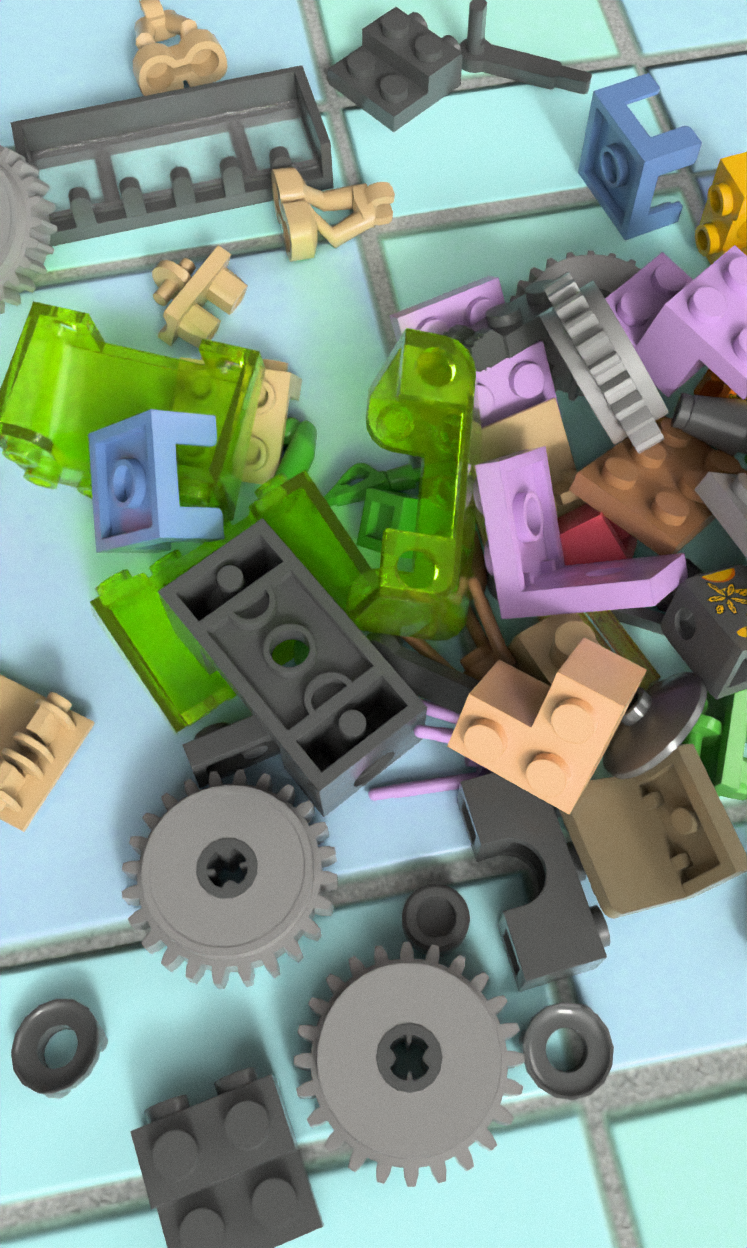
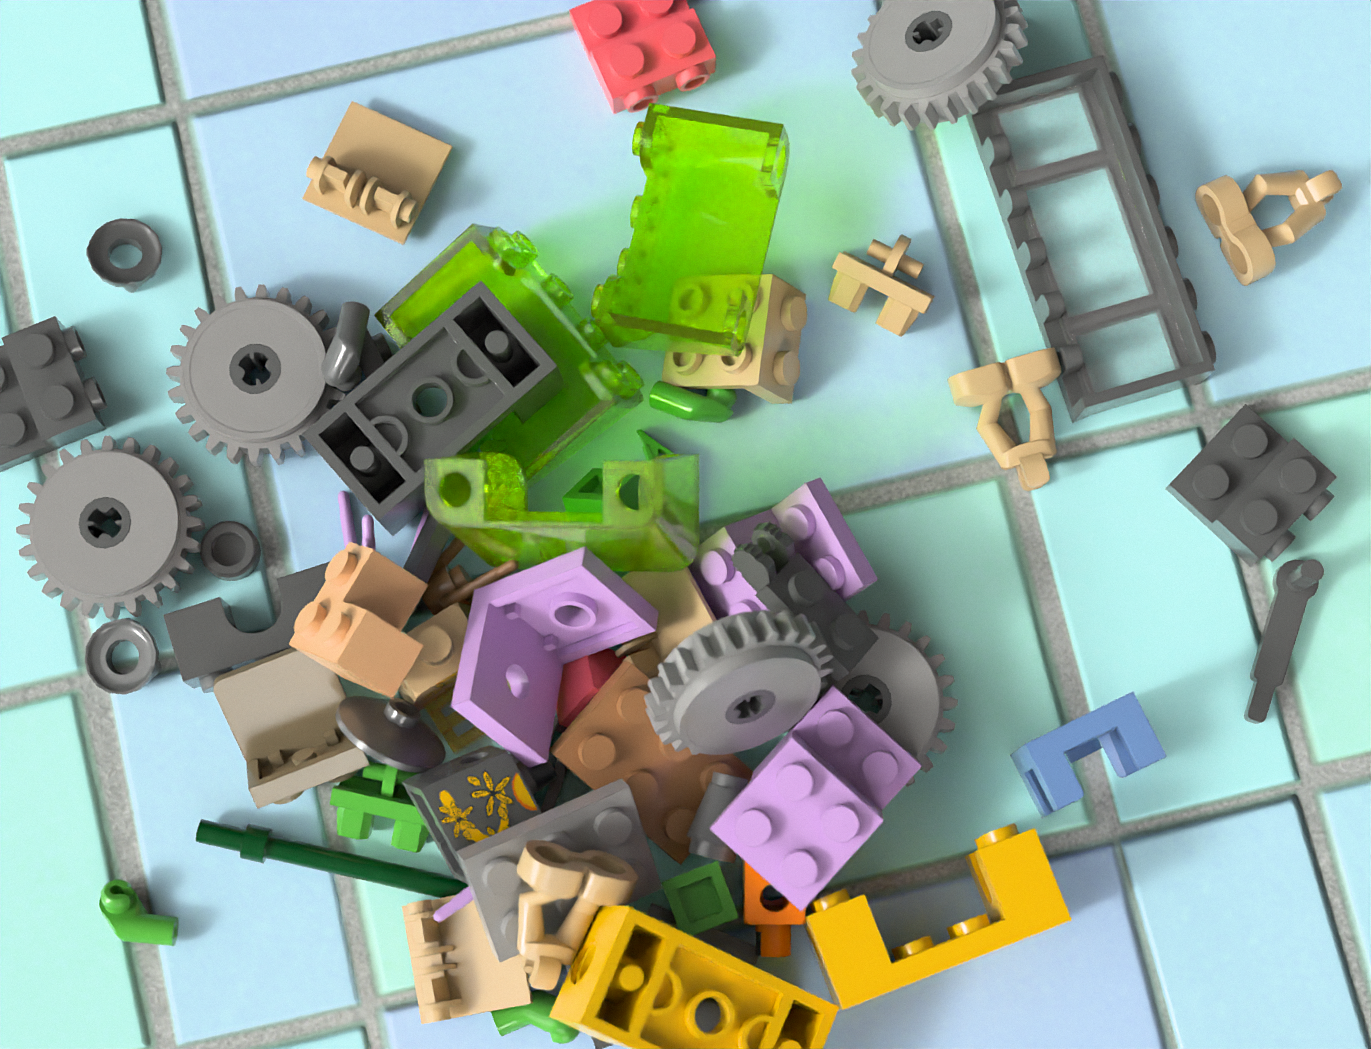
camera: 85 degrees right, 15 degrees up
(138, 483) = (608, 248): medium blue panel -> none
(215, 753) = (343, 356): none -> dark grey arm

